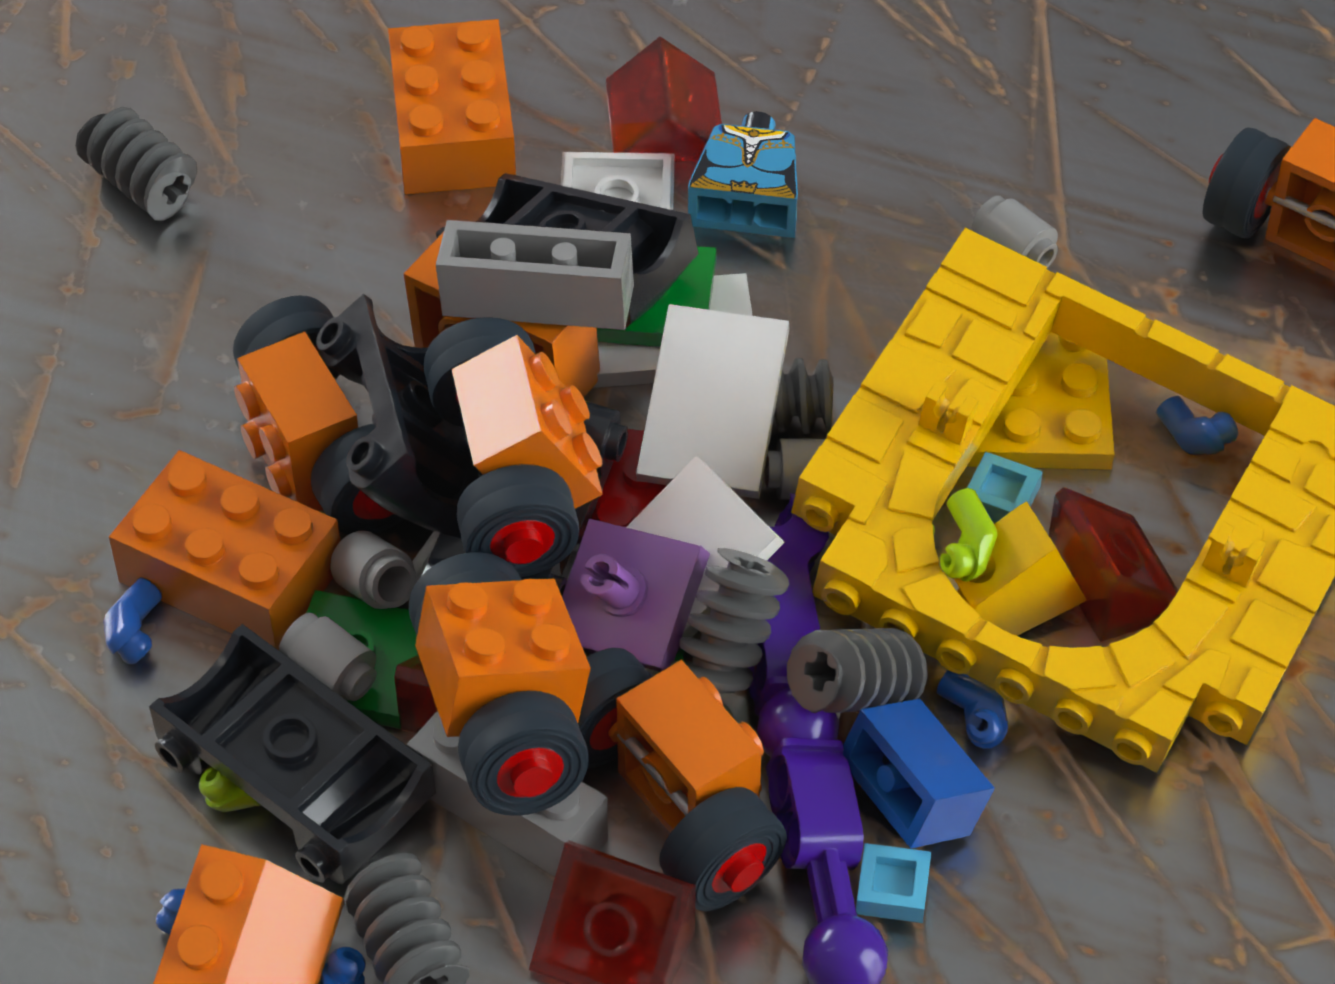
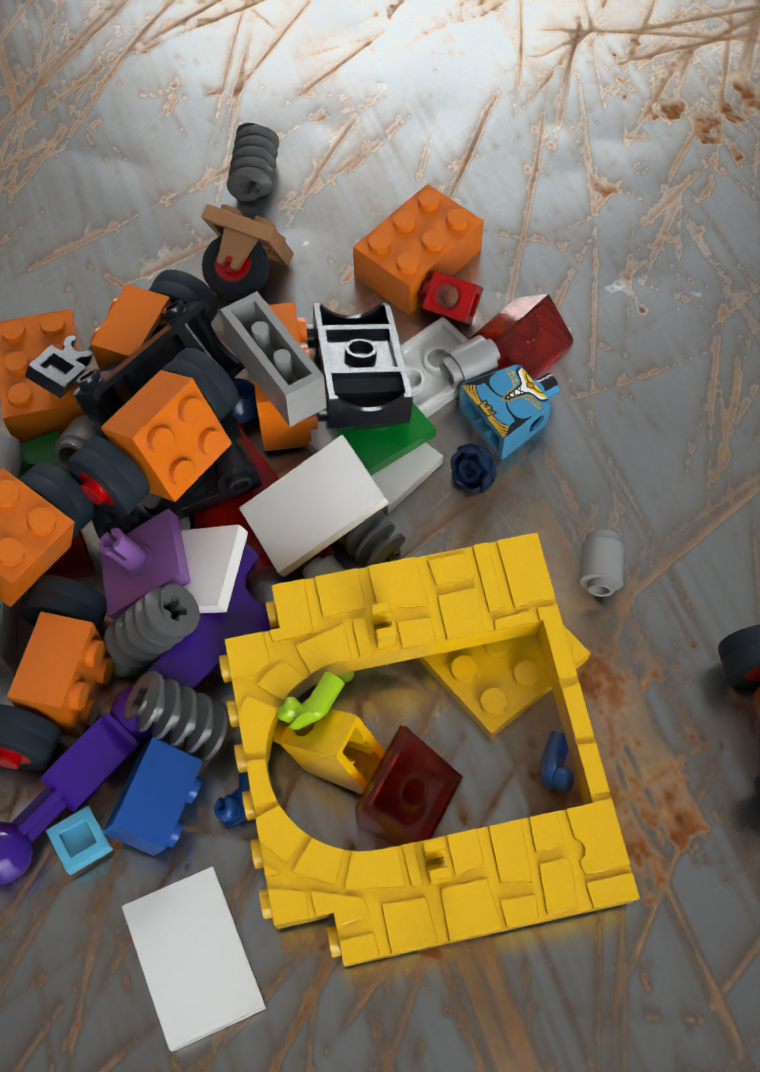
camera: 50 degrees right, 10 degrees up
(269, 246) = (239, 256): none -> plate
(283, 498) = (59, 369): none -> plate
(575, 108) = (466, 304): none -> red brick
(664, 163) = (469, 361): none -> light grey brick
(796, 273) = (473, 468): none -> dark blue plate
(1004, 484) = (408, 693): medium azure plate -> none
(1120, 866) = (193, 959): none -> white tile

